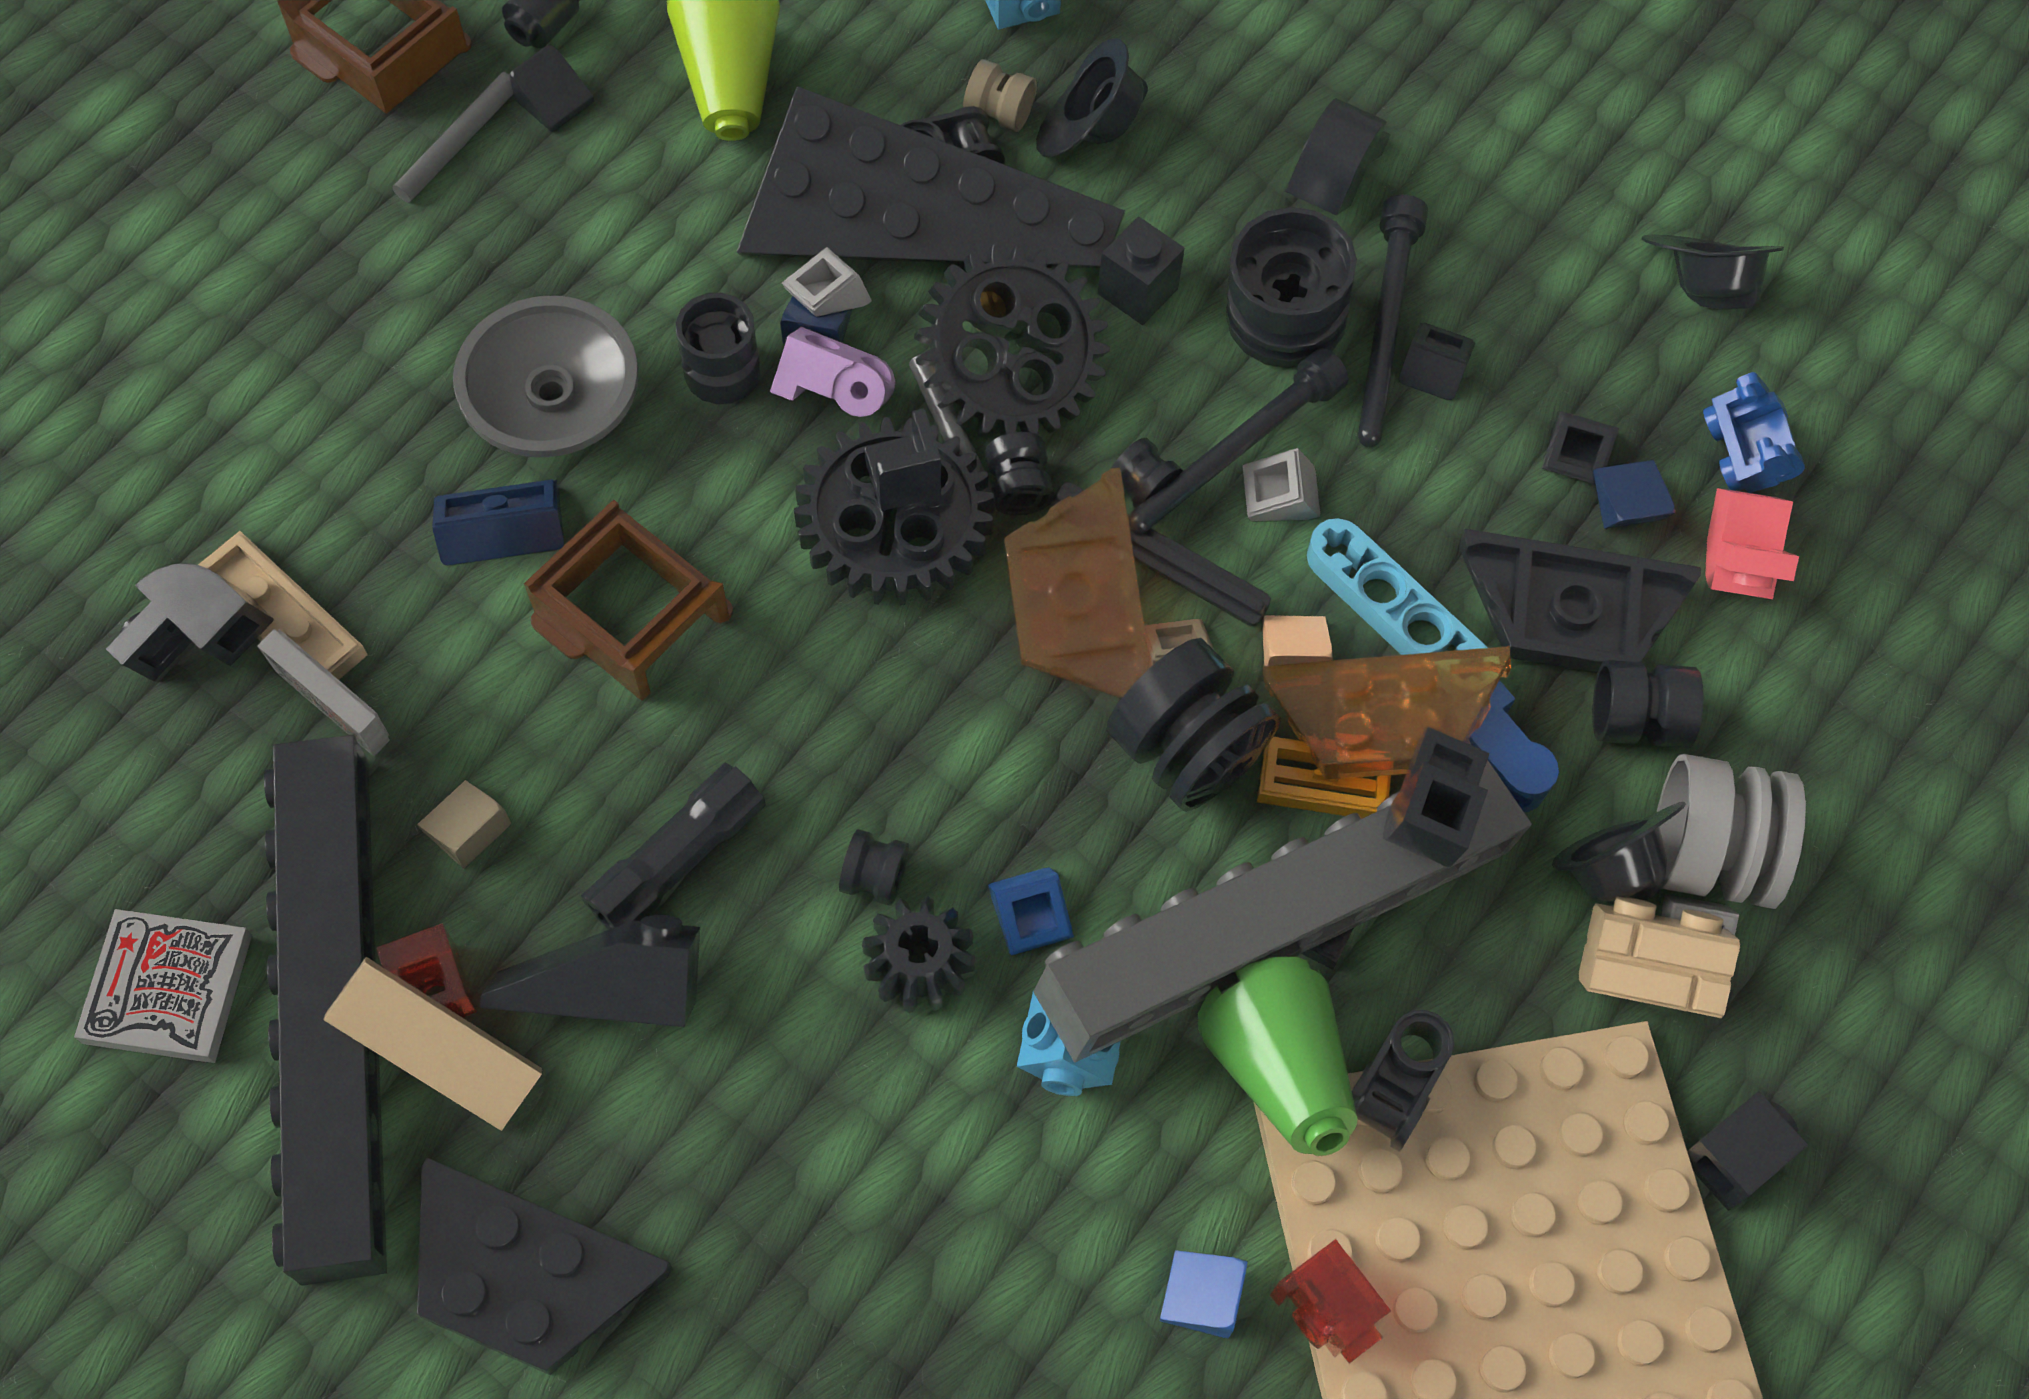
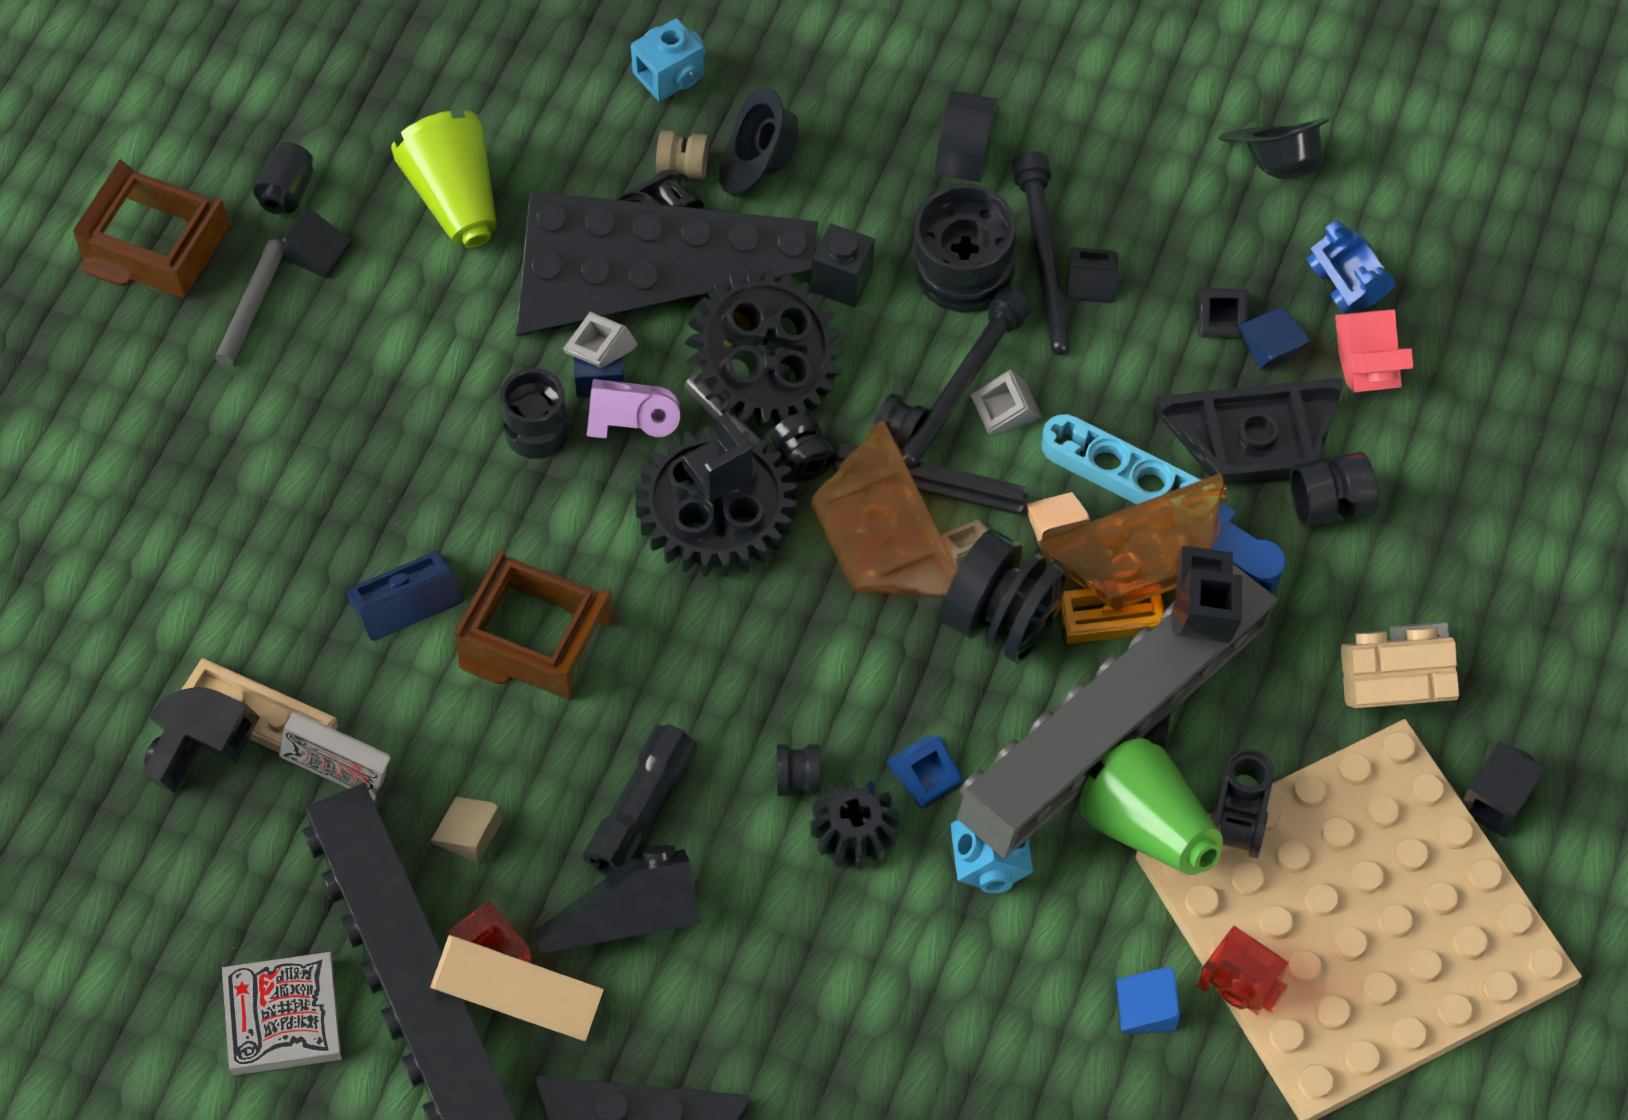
camera: 15 degrees left, 5 degrees down
(541, 351) = (402, 449): dark grey dish -> none
(1620, 859) = (1350, 607): black piece -> none
(1734, 832) = (1420, 564): light grey wheel -> none

